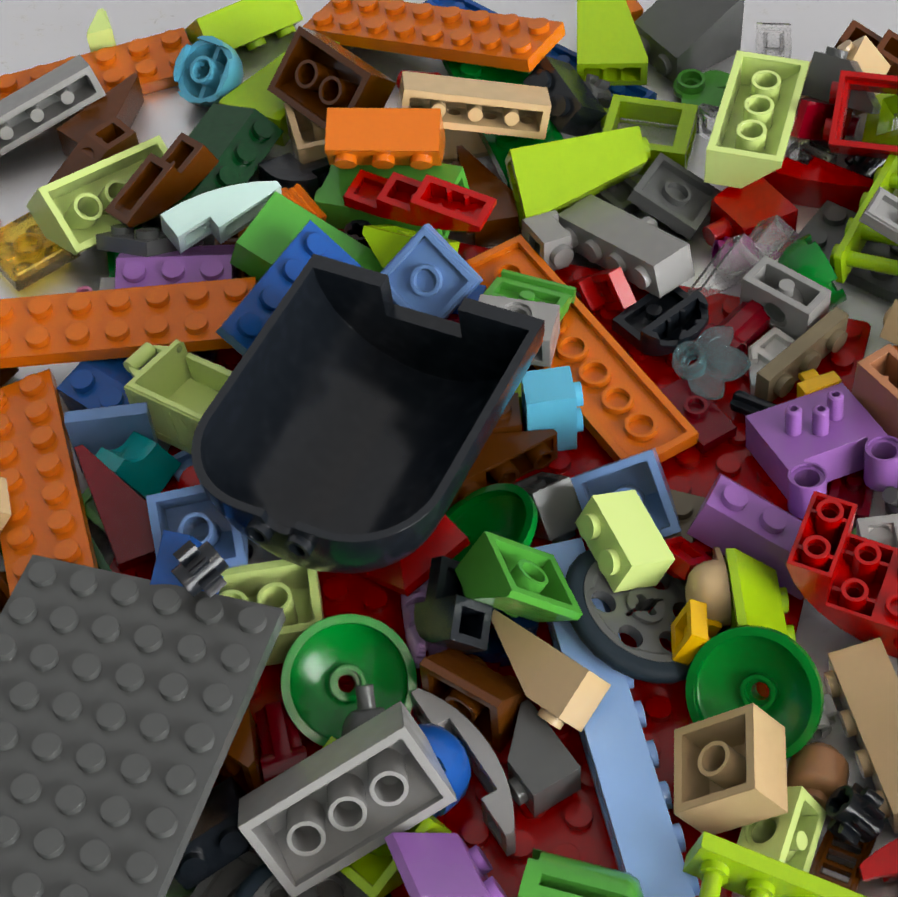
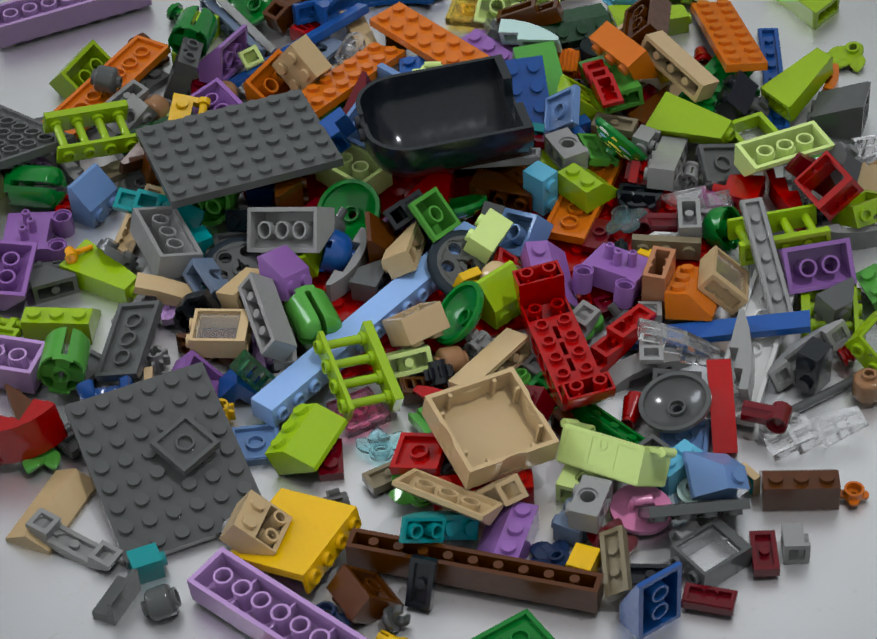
camera: 50 degrees right, 10 degrees down
(200, 568) = (330, 123): black gear -> none
(498, 245) = (625, 125): none -> dark tan plate
(564, 261) = (617, 143): none -> green dish
(606, 361) = (584, 187): none -> lime slope

